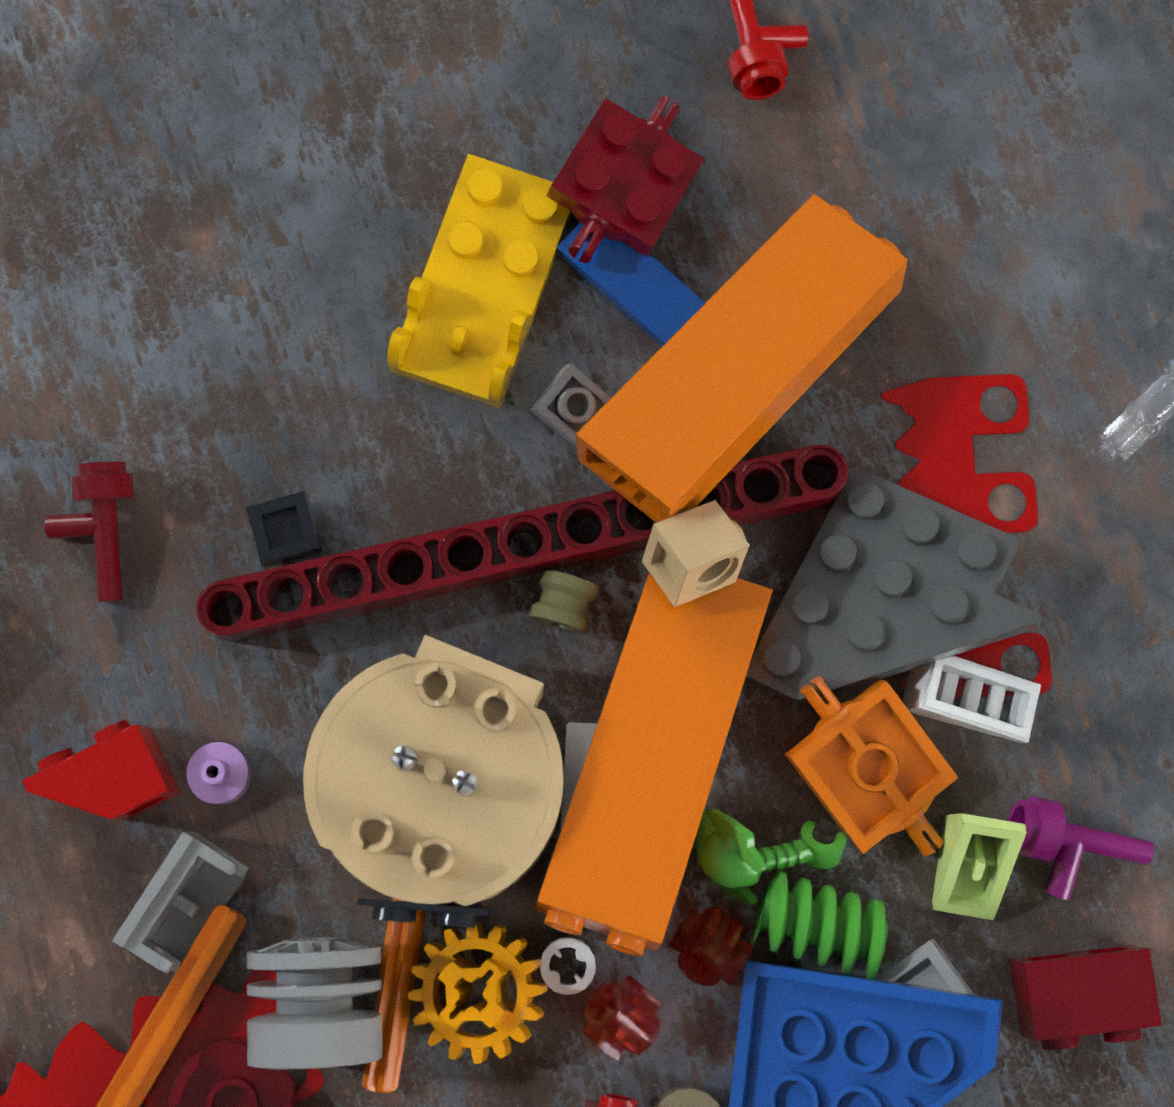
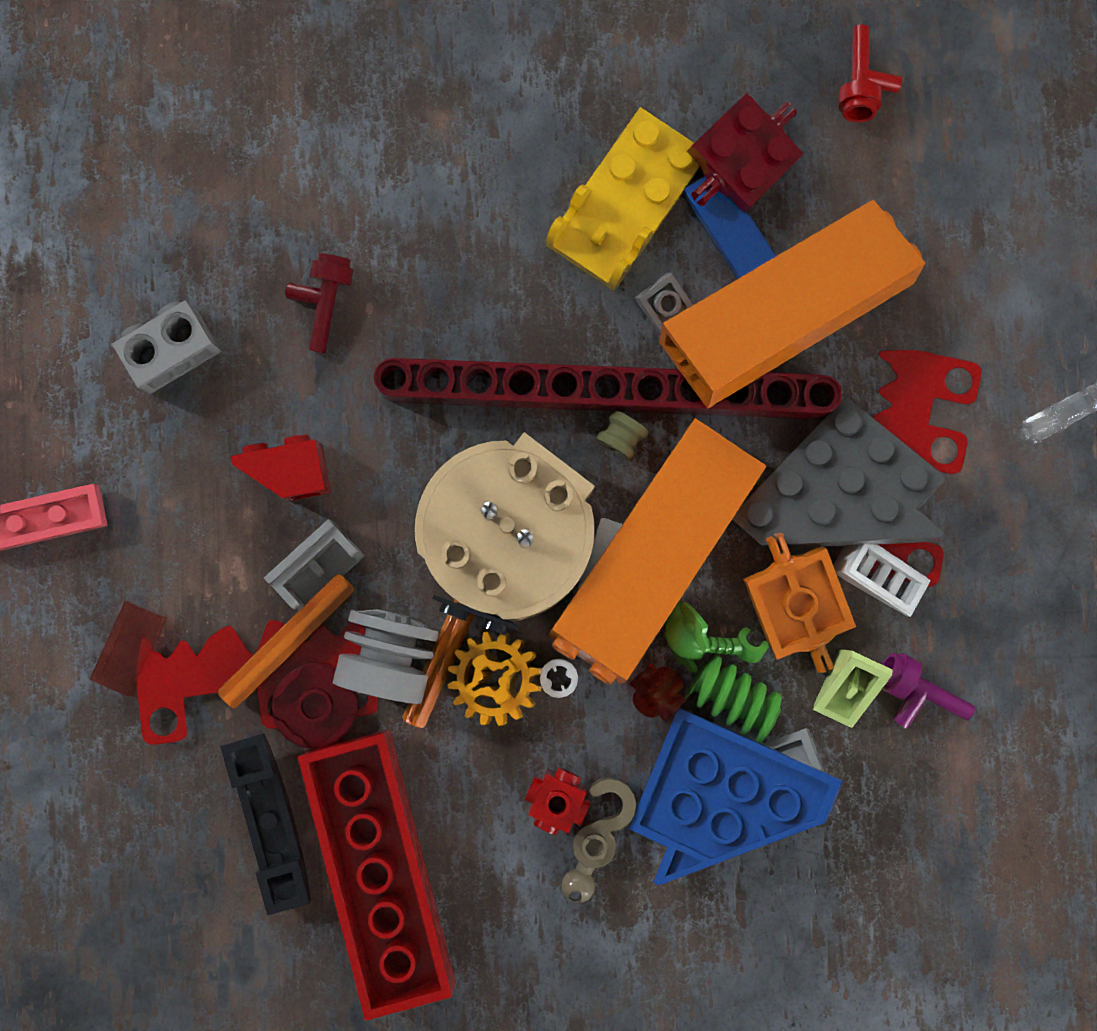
camera: 20 degrees right, 5 degrees up
(232, 778) = (367, 494): lavender tile -> none
(284, 529) = (446, 334): black plate -> none
(622, 1018) = (585, 722): clear red gear -> none
(695, 553) = (721, 426): tan brick -> none
(1085, 995) = (899, 793): dark red brick -> none

